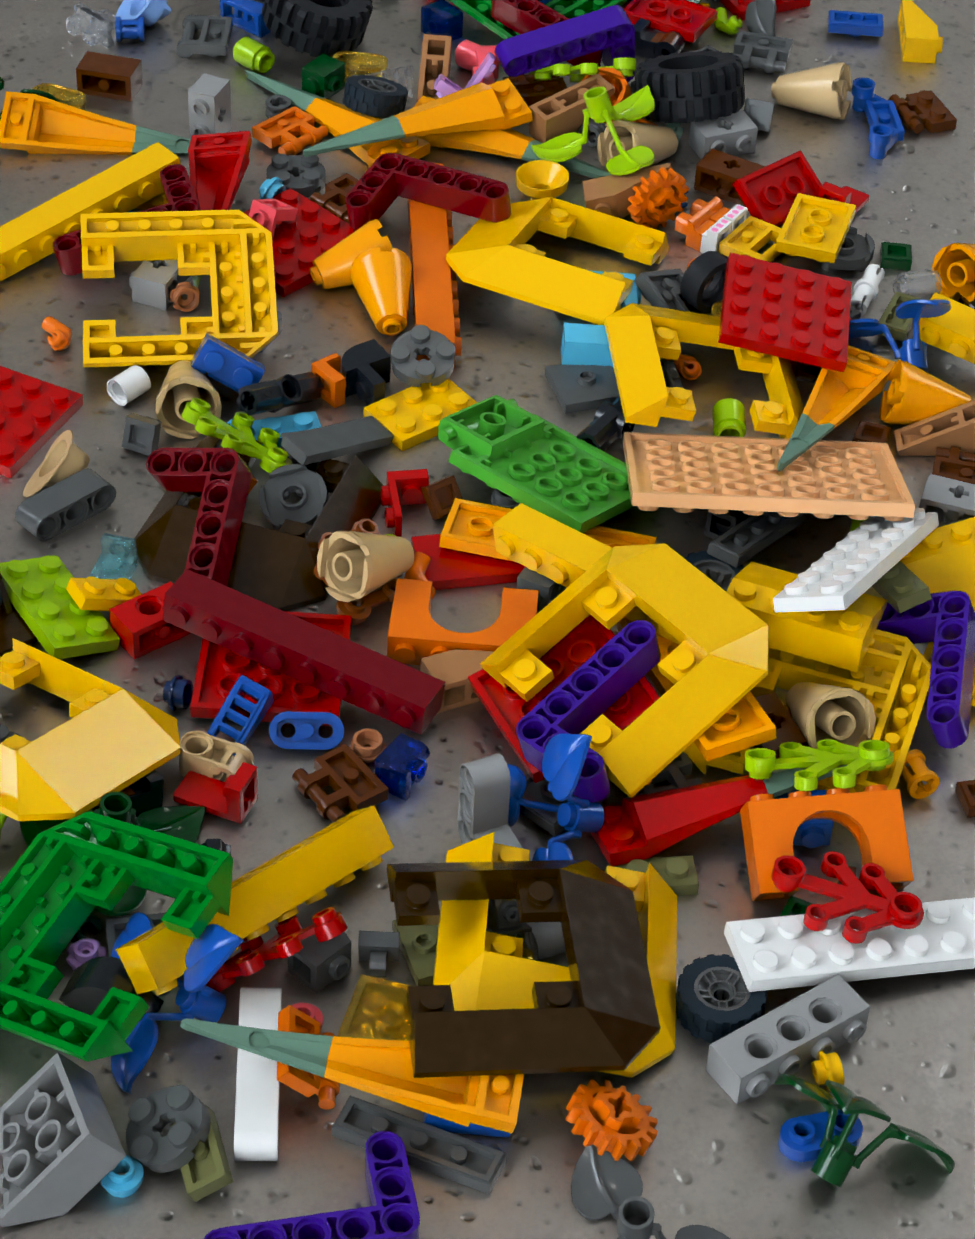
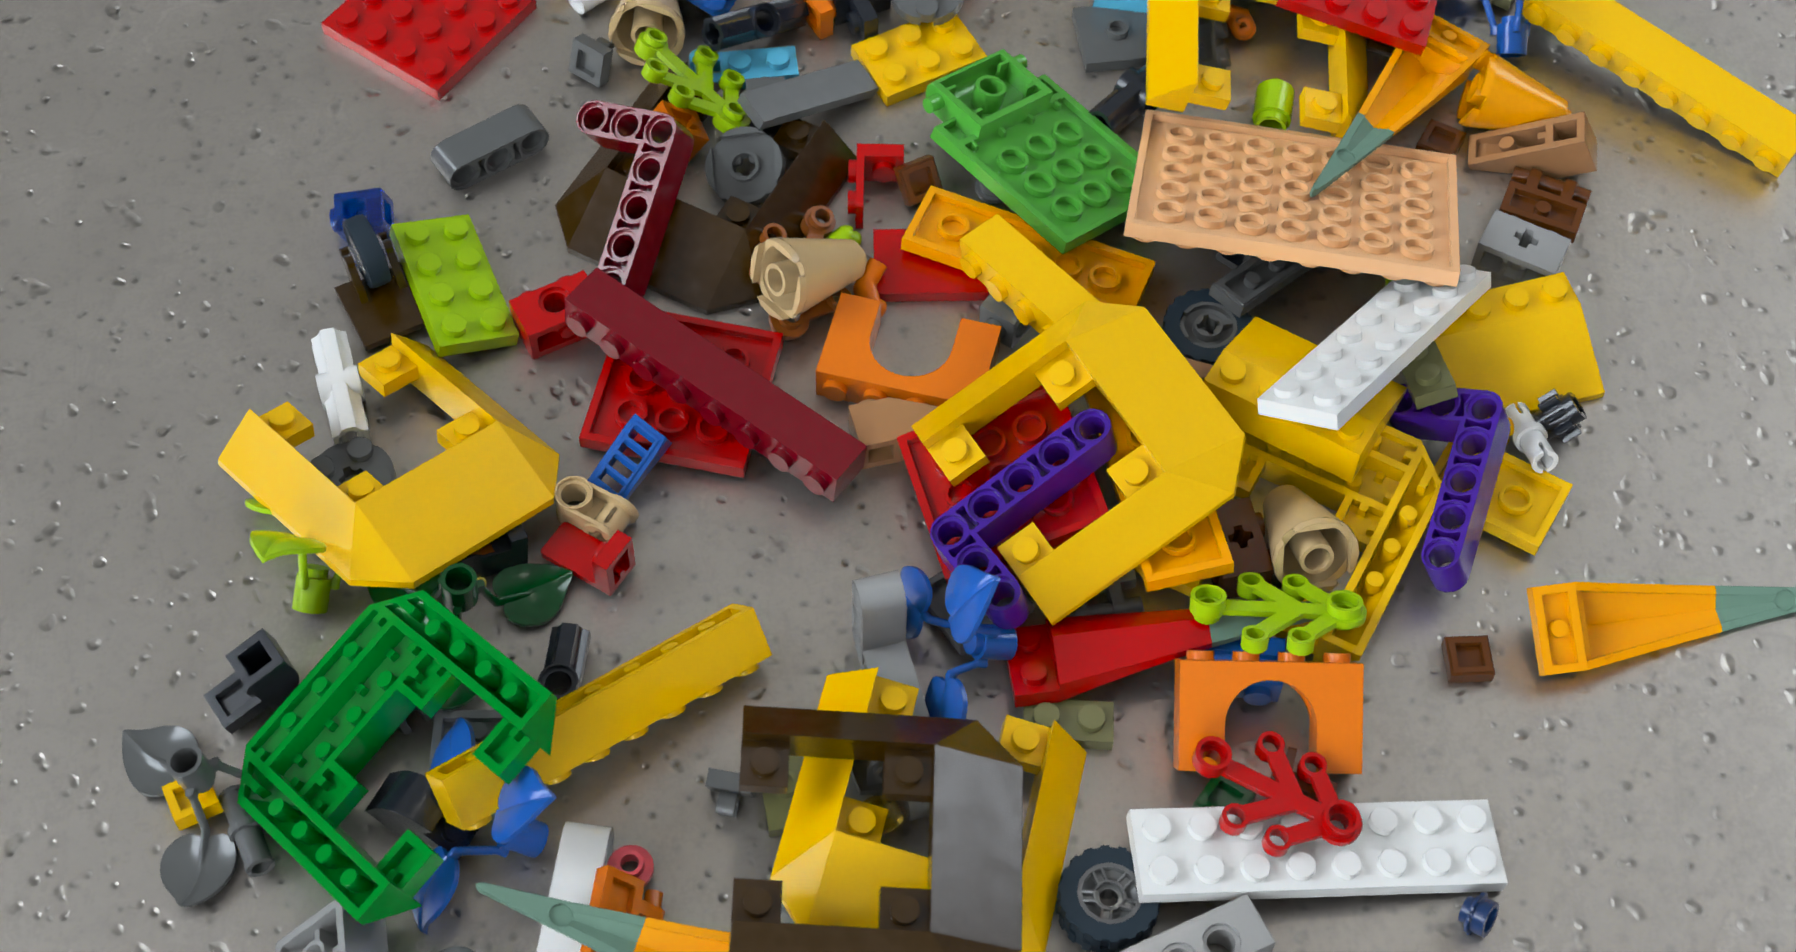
camera: 10 degrees right, 15 degrees up
(60, 462) = (492, 94): tan piece -> none
(84, 950) = (413, 761): lavender plate -> none
(101, 594) = (508, 274): yellow plate -> none
(117, 558) = (531, 232): clear light blue bracket -> none
(178, 693) = (570, 414): dark blue plate -> none
(284, 944) = (612, 778): red plant -> none
(307, 730) = (705, 484): blue plate -> none
(321, 961) = (665, 786): dark grey brick -> none
(349, 778) = (742, 552): reddish brown plate -> none
(367, 744) = (770, 500): nougat plate -> none
(377, 1011) = (707, 872): clear yellow plate -> none
(402, 765) = (803, 542): clear blue brick -> none
(918, 772) = (1399, 623): light orange bush -> none

